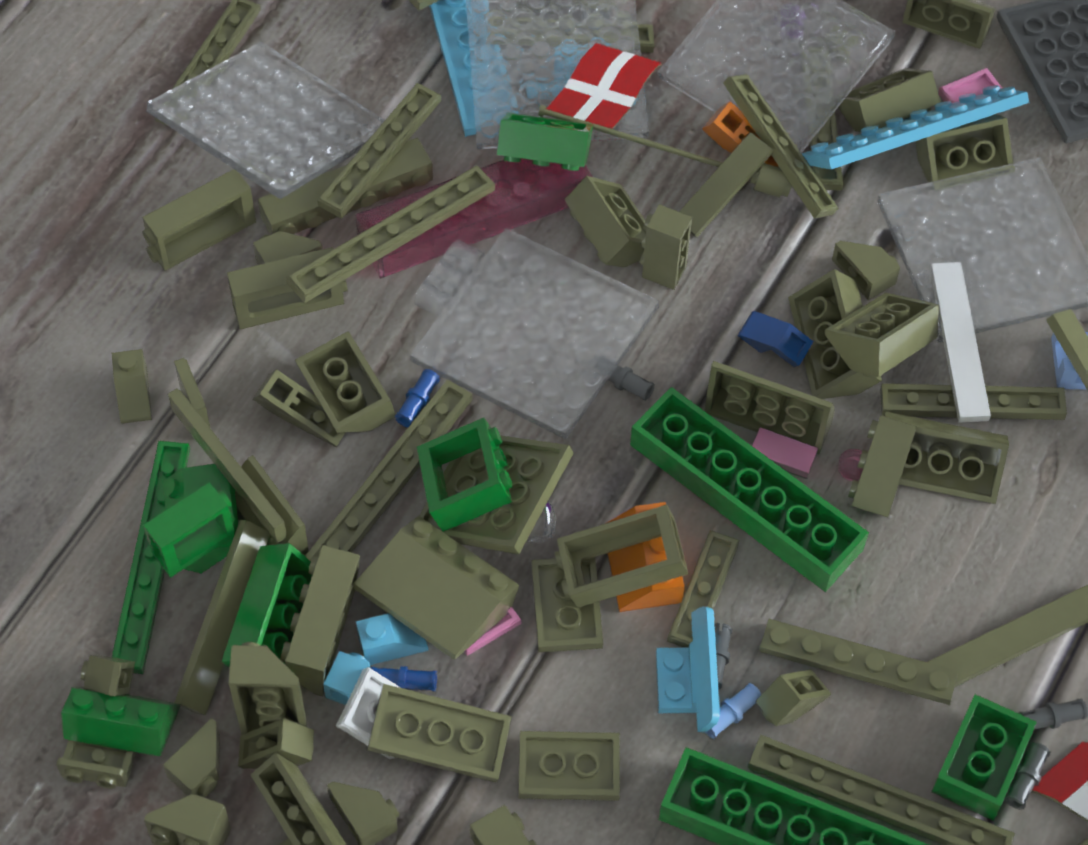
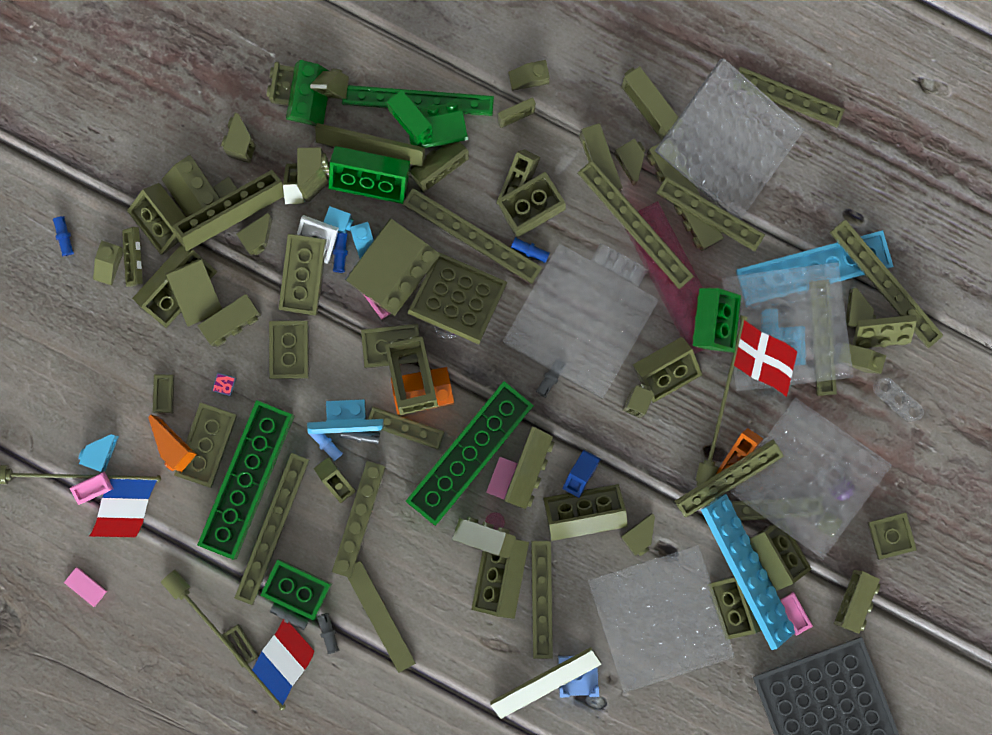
camera: 85 degrees right, 25 degrees up
(196, 763) = (282, 140): olive slope -> none
(227, 465) = (460, 136): olive tile -> none
(322, 617) = (368, 201): olive slope -> none
(476, 500) = (462, 263): green window -> none
(726, 182) = (697, 441): olive tile -> none
(884, 333) = (579, 541): olive slope -> none
(960, 342) = (582, 592): white tile -> none

